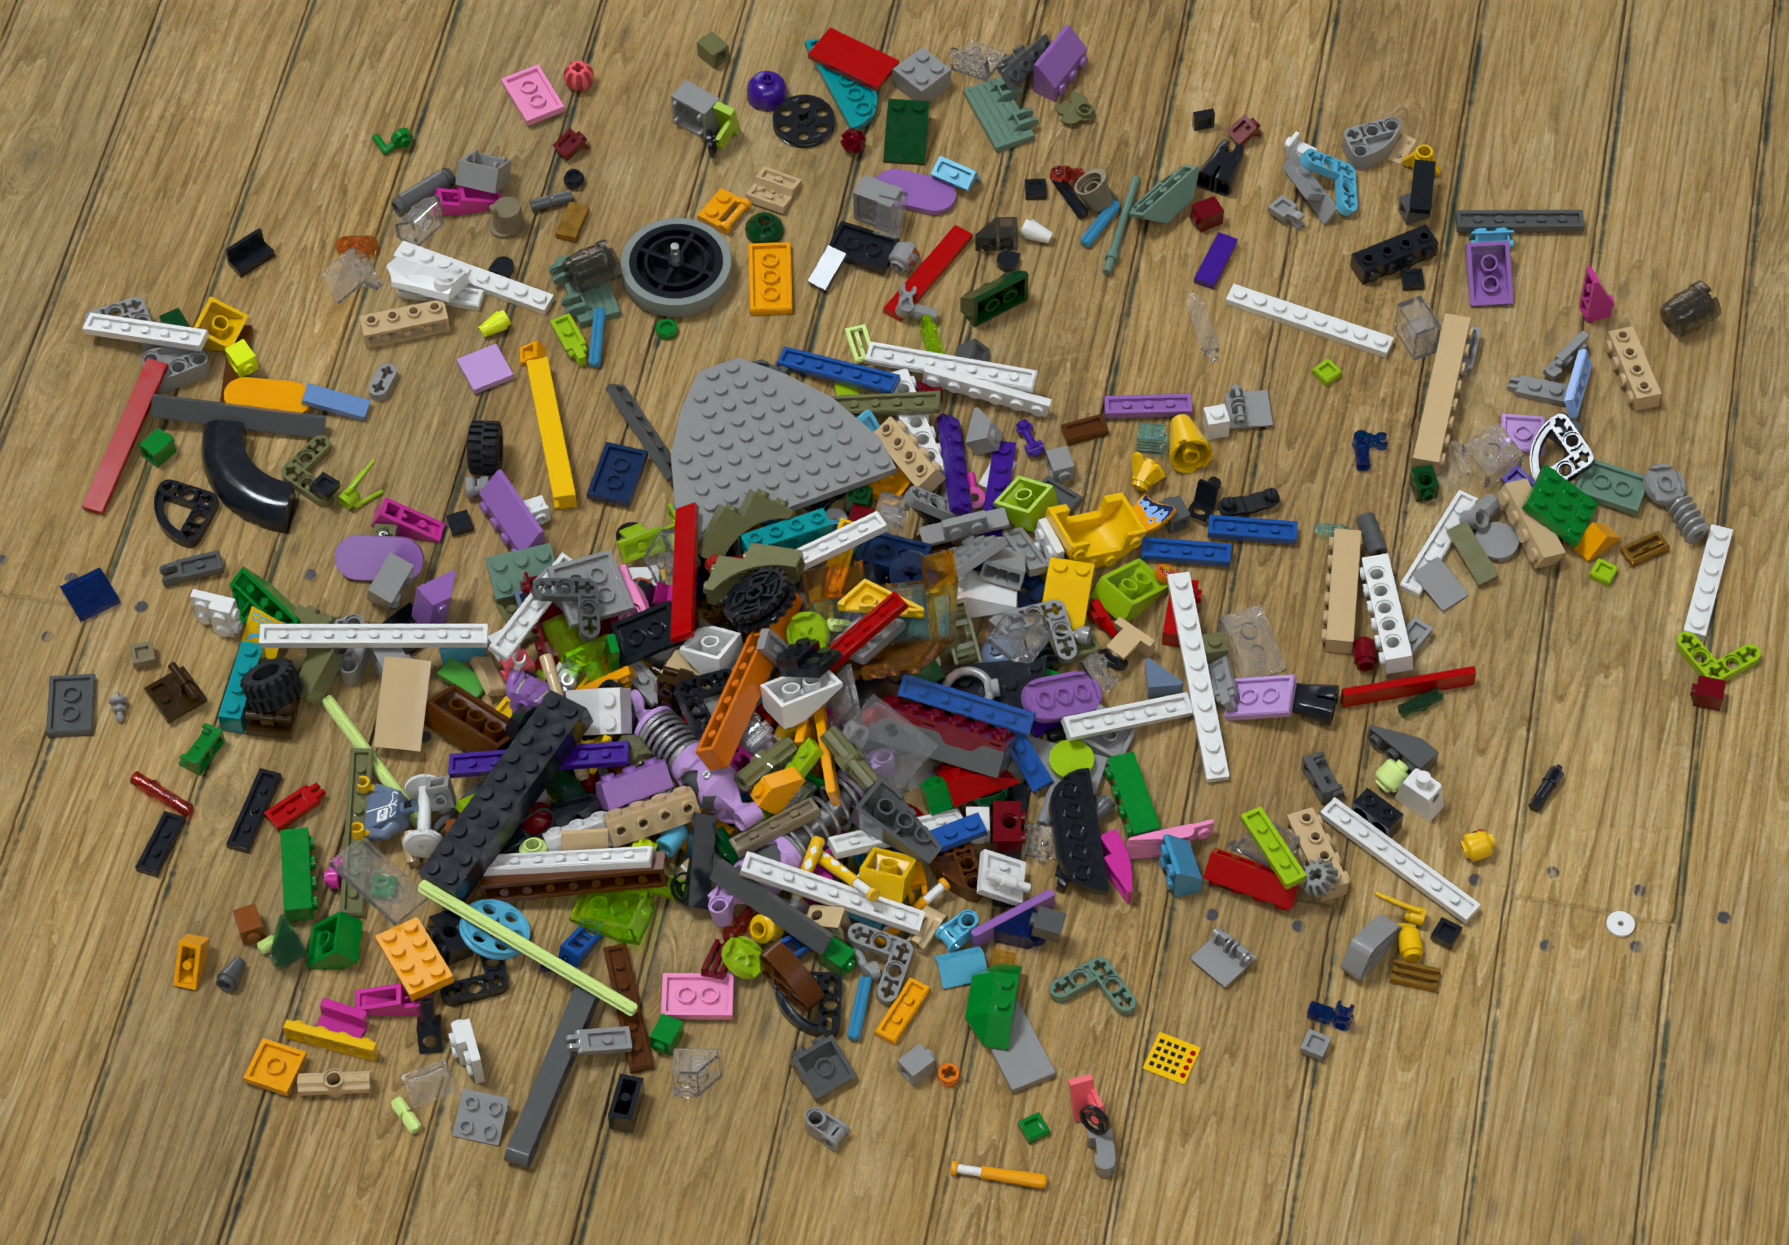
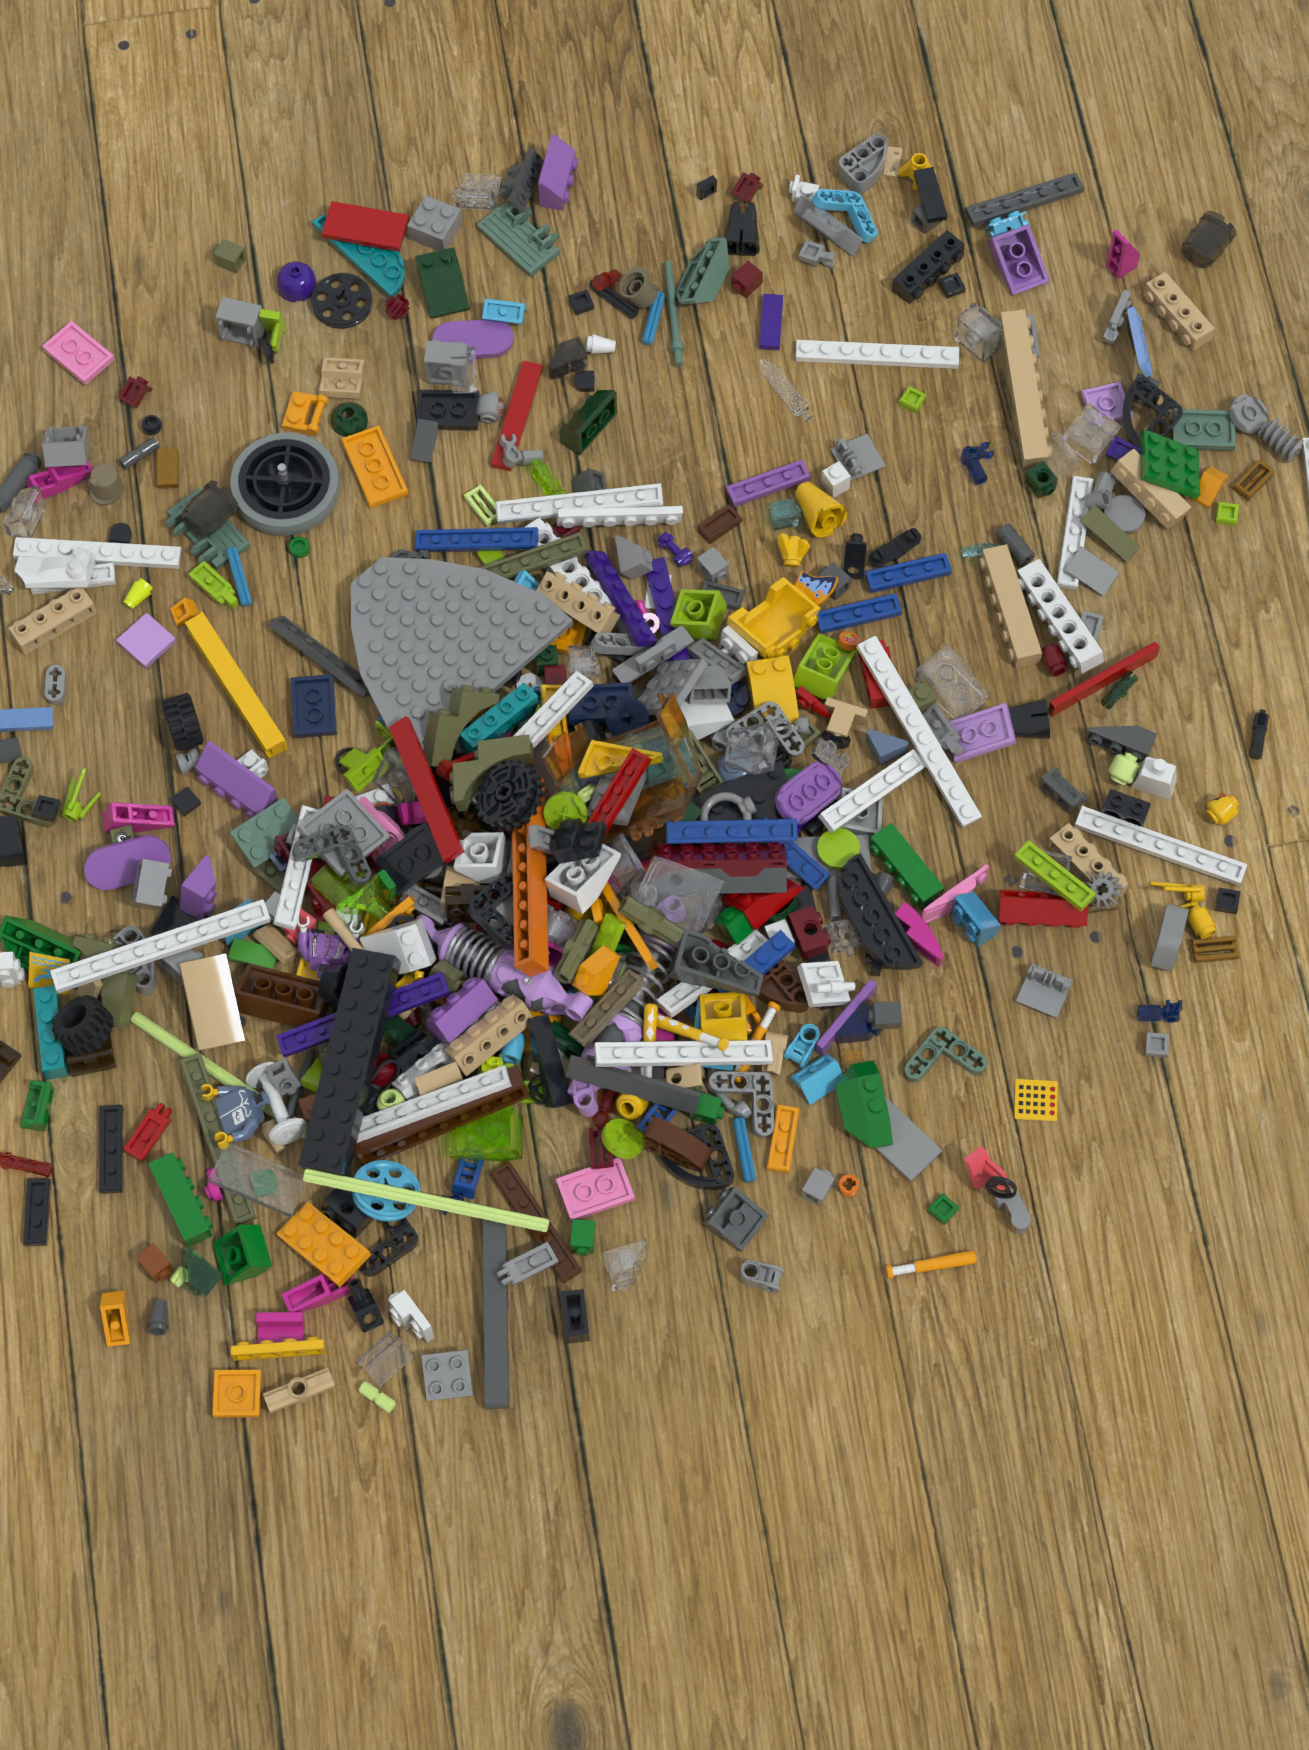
camera: 20 degrees left, 10 degrees up
(578, 75) = (114, 320): coral piece -> none
(1076, 110) = (584, 213): olive plate -> none
(1538, 389) = (1103, 357): light grey hinge -> none

